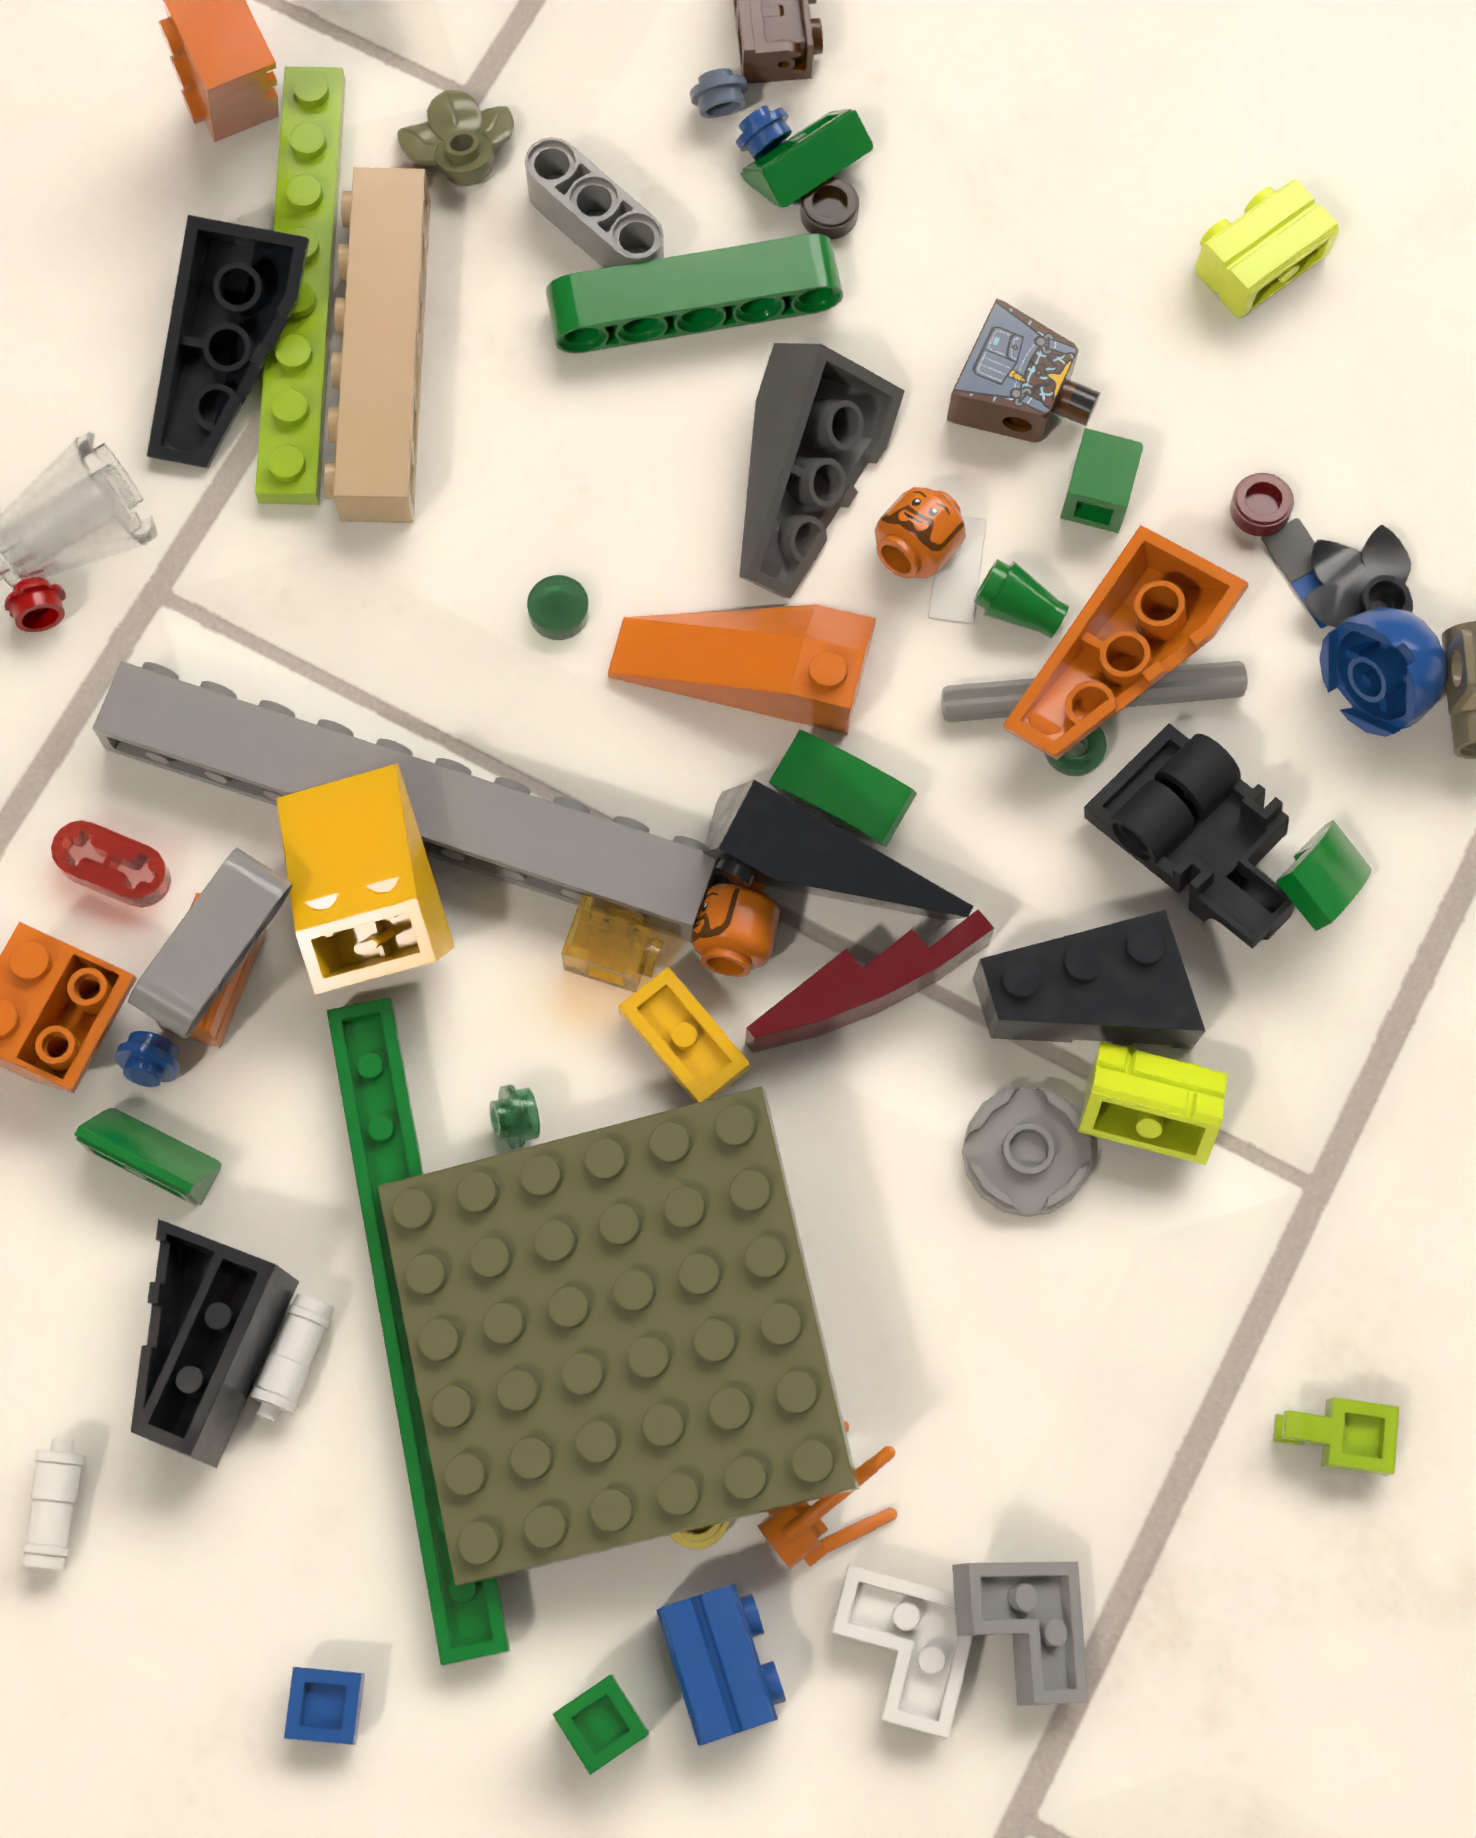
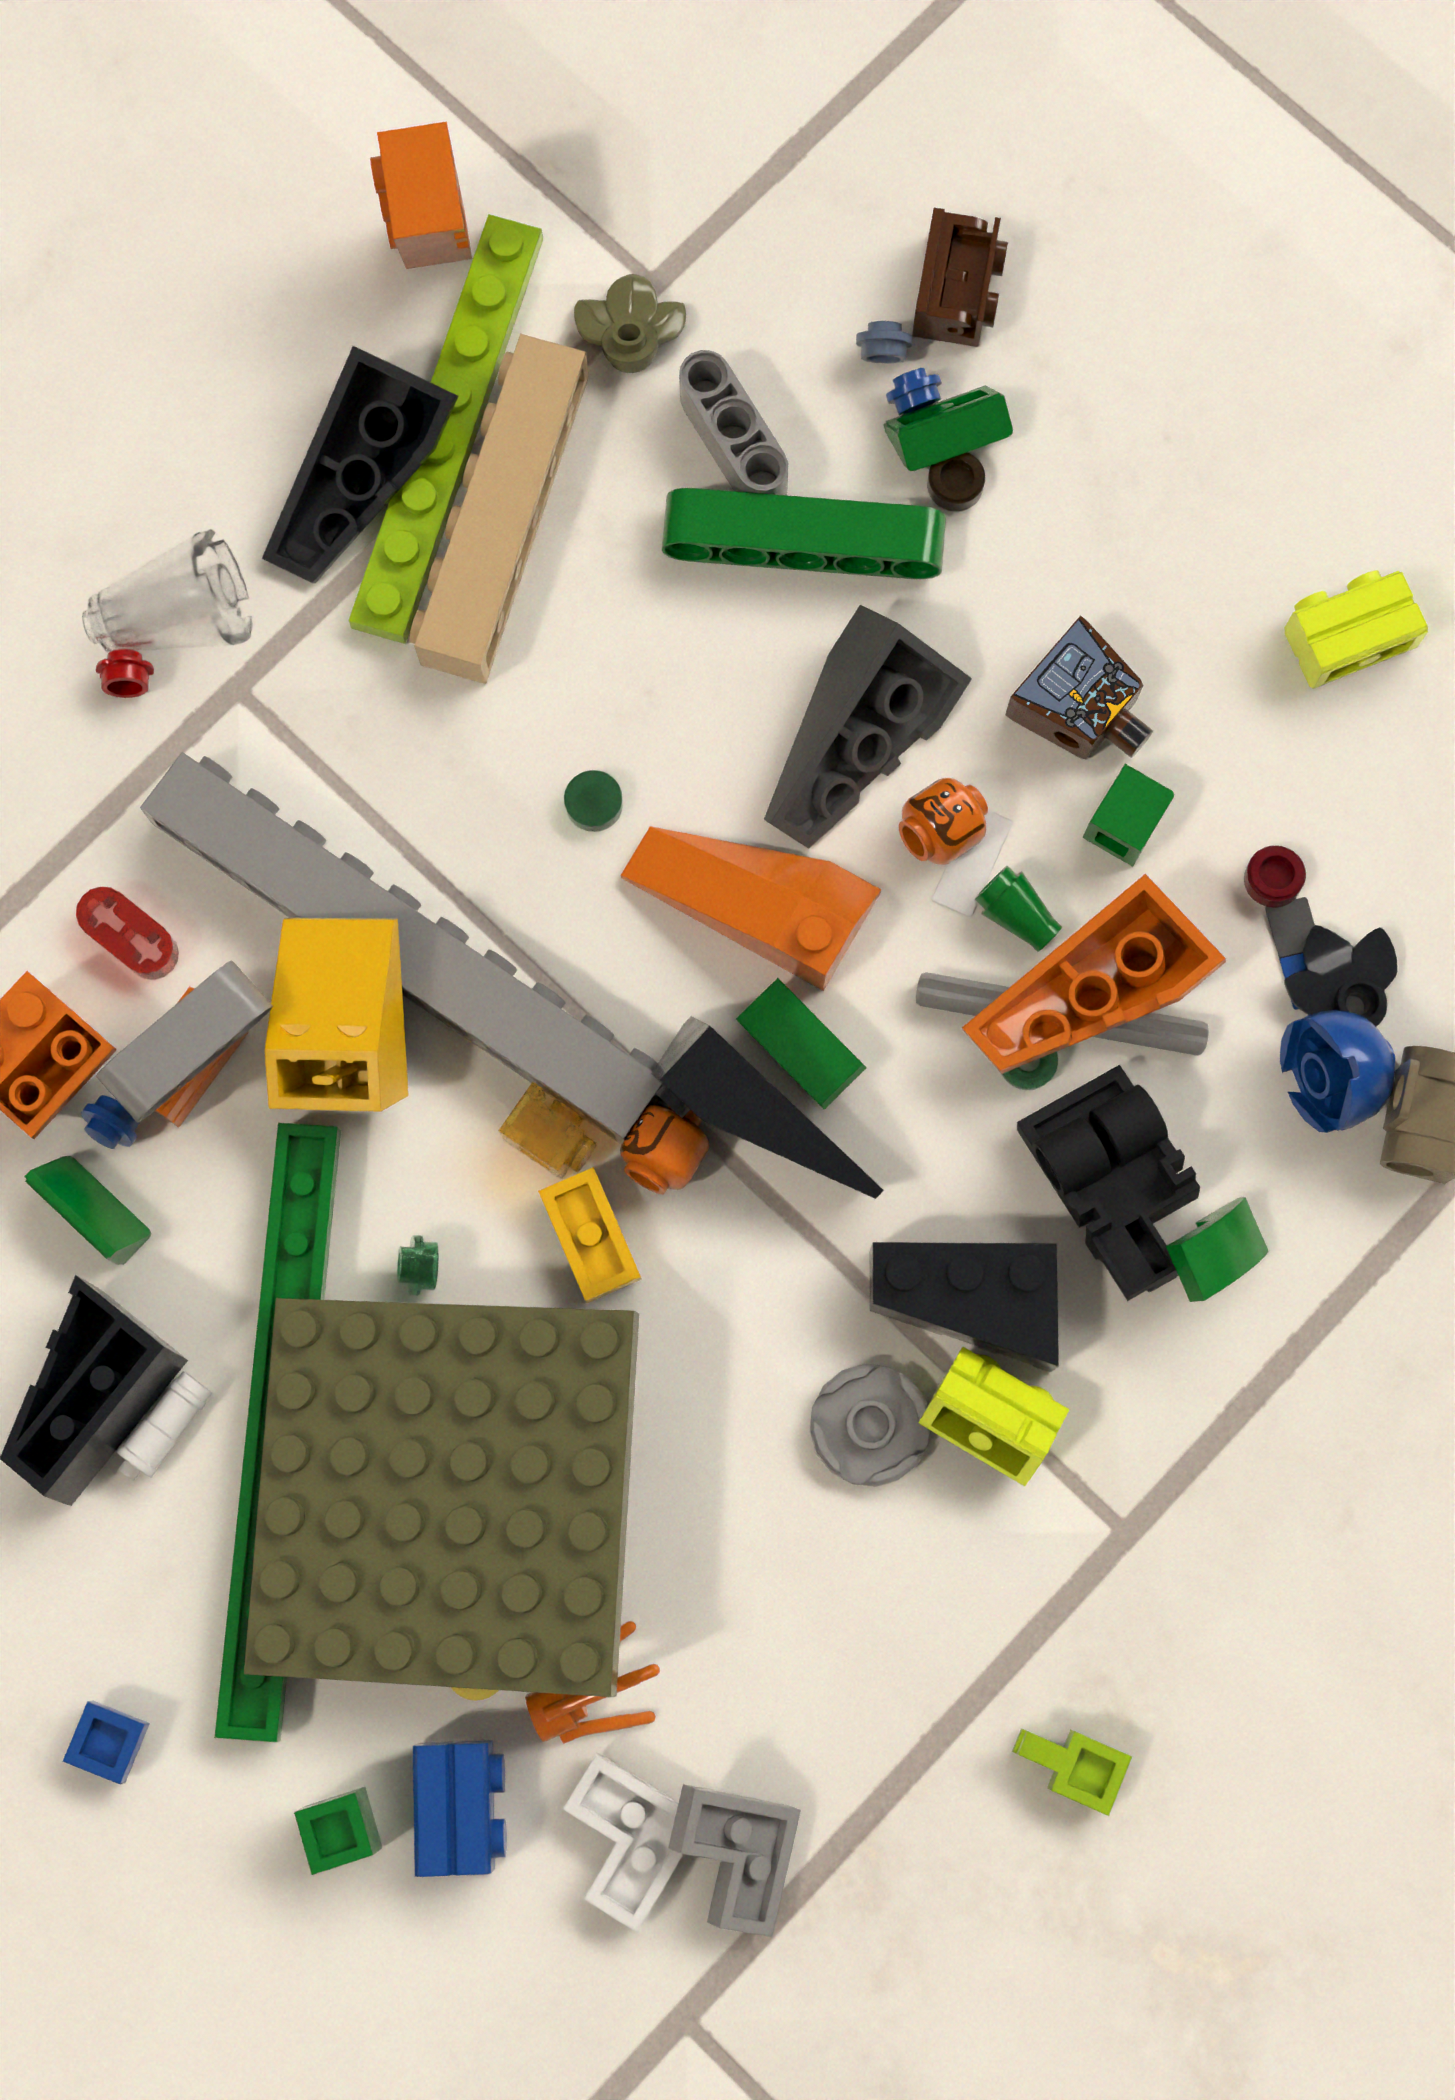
camera: 20 degrees right, 5 degrees up
(848, 993) = (746, 1236): dark red slope -> none

